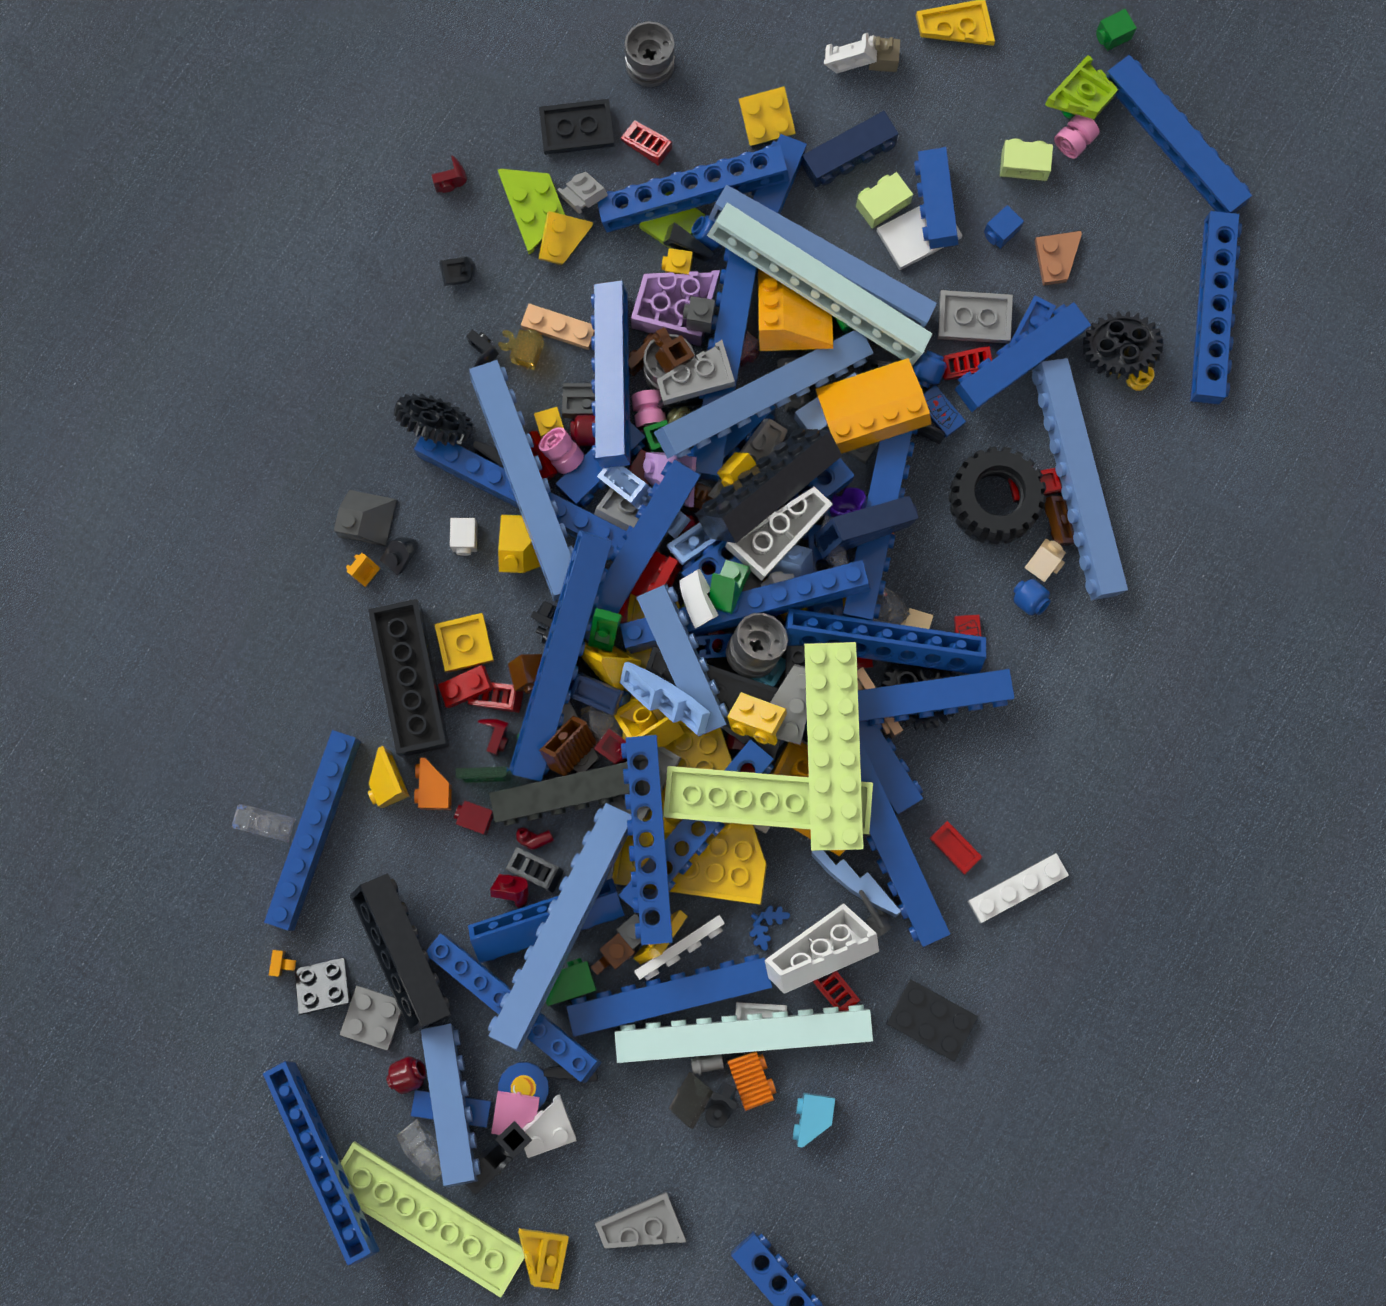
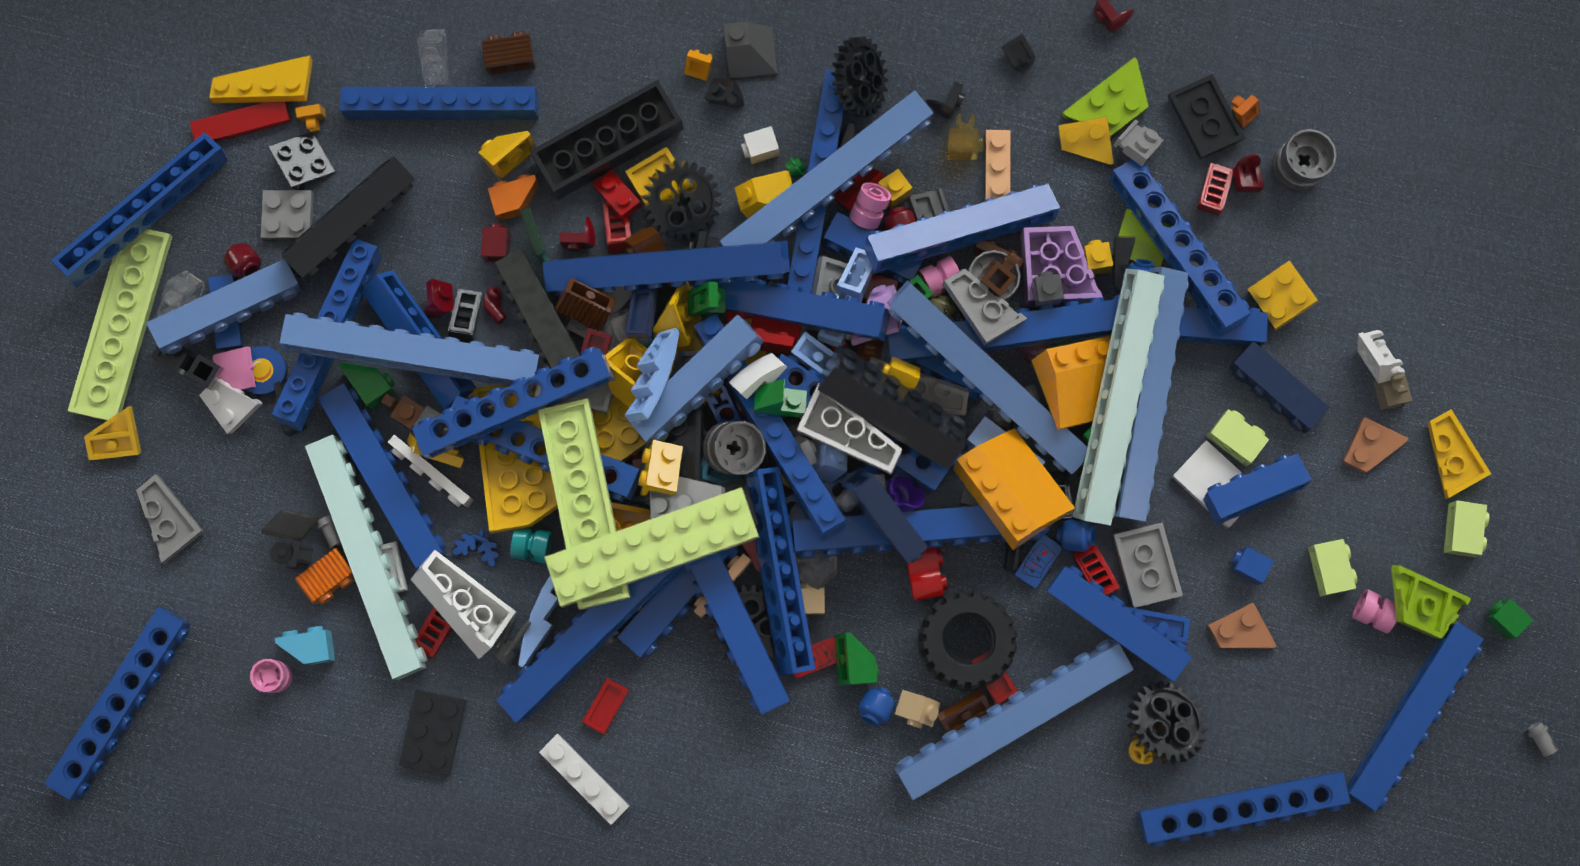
camera: 75 degrees right, 0 degrees up
(230, 996) = (268, 83): none -> yellow wing
(259, 1037) = (242, 121): none -> red tile
(285, 748) = (508, 53): none -> reddish brown brick
(491, 603) = (700, 190): none -> black gear
(496, 509) = (796, 167): none -> green plate
(582, 91) = (1245, 110): none -> orange tile
(644, 109) = (1248, 174): none -> dark red plate
(782, 870) = (530, 544): none -> teal wheel
(832, 1161) = (271, 676): none -> bright pink wheel
(926, 90) = (1371, 445): none -> nougat wing
(931, 515) = (925, 576): none -> red brick
(985, 603) = (854, 661): none -> green slope
(1026, 37) = (1466, 529): none -> yellowish green brick
(1222, 40) = (1542, 738): none -> light grey pin

